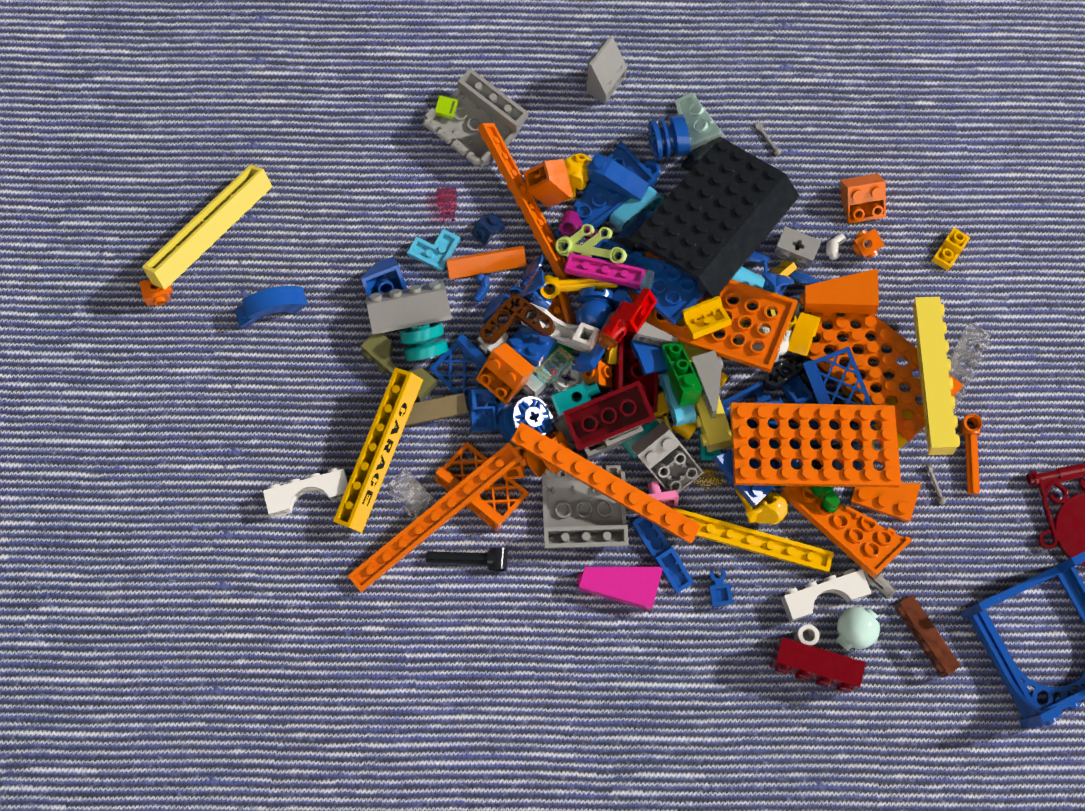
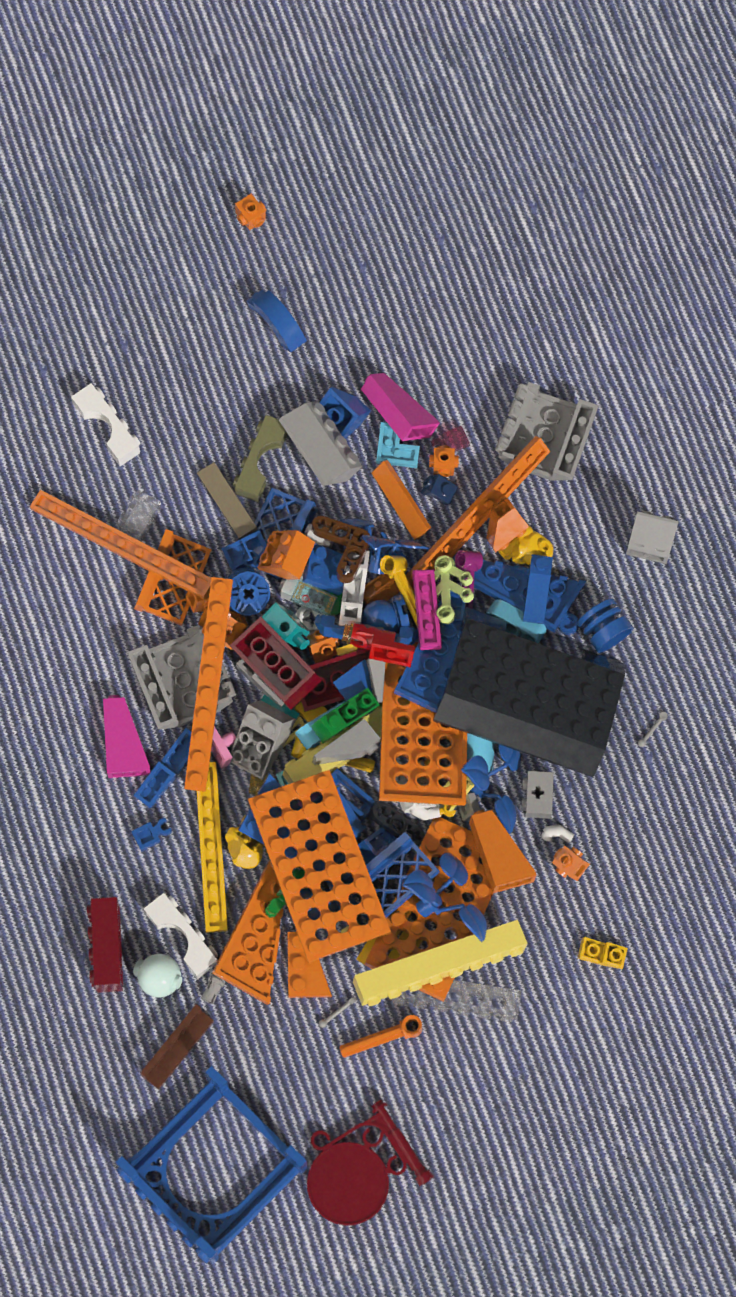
camera: 70 degrees right, 0 degrees up
(207, 227) = (329, 230): light yellow brick -> none
(378, 449) = (167, 468): yellow brick -> none
(400, 232) = (398, 408): none -> dark pink slope
(423, 341) = (290, 469): teal wheel -> none
(446, 107) = (550, 400): lime tile -> none
(465, 213) = (442, 467): none -> orange brick
(483, 288) = (372, 507): blue arm -> none
(495, 559) = (104, 613): black axle -> none
(648, 280) = (425, 650): clear light blue tile -> none
(699, 123) = (636, 647): light aqua wing -> none
(705, 317) = (410, 718): yellow bracket -> none
(785, 268) = (508, 788): yellow tile -> none
(803, 333) = (441, 825): yellow slope -> none
(807, 634) = (131, 927): white brick -> none
(863, 198) = (622, 844): orange slope -> none
(877, 360) = (431, 902): none -> blue plant

